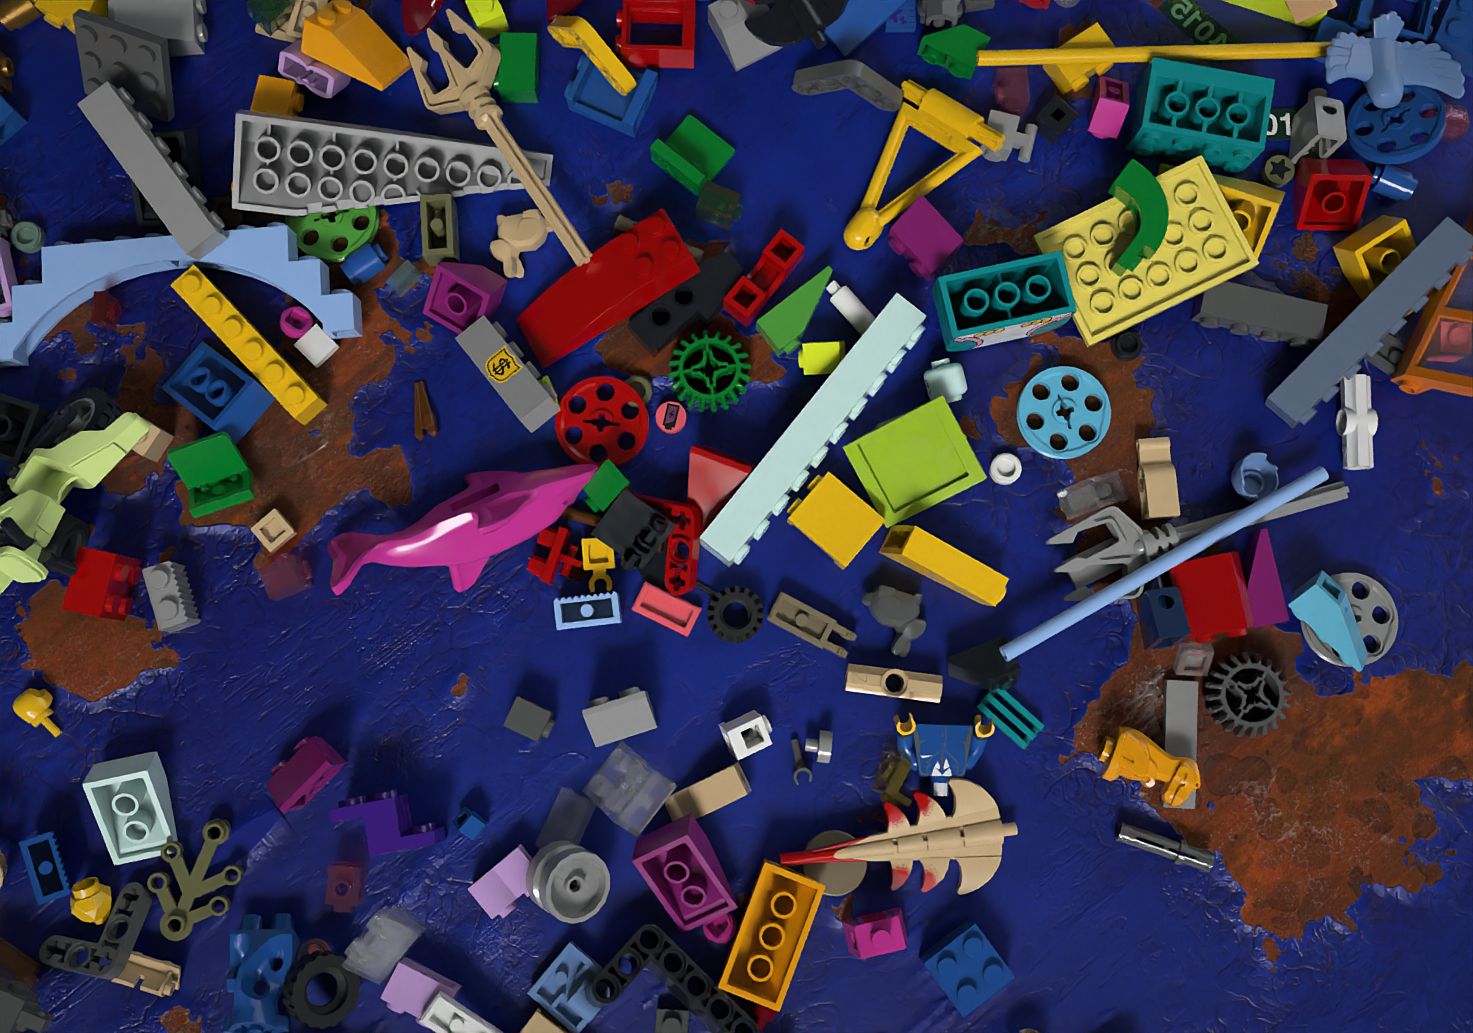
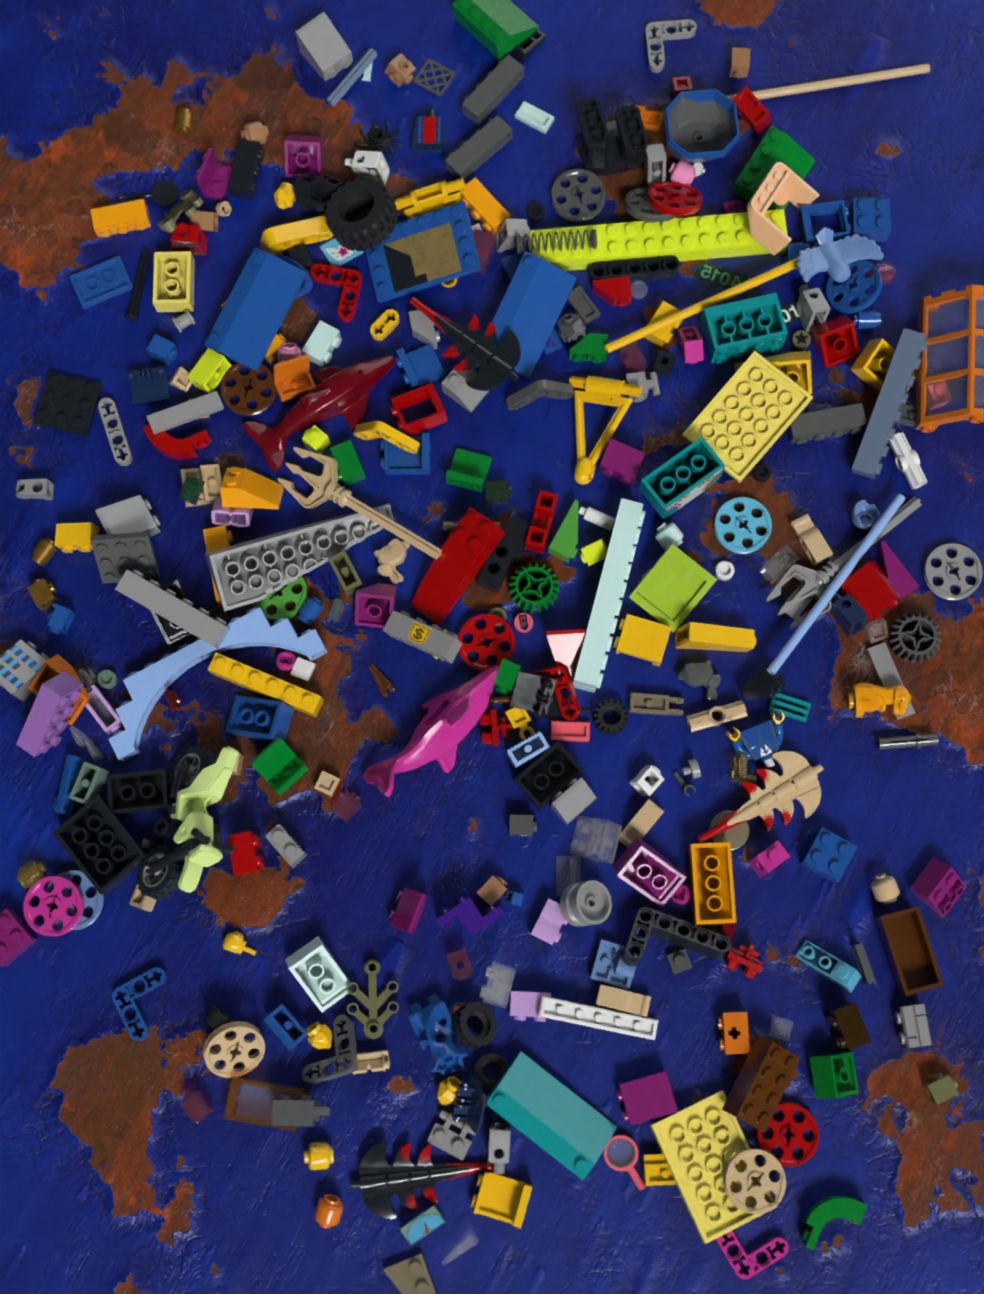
camera: 15 degrees left, 5 degrees down
(442, 797) = (492, 890): none -> medium nougat brick
(600, 664) = (548, 776): none -> black brick
(1148, 204) = (737, 390): green arch -> none
(1330, 615) = (939, 572): medium azure slope -> none

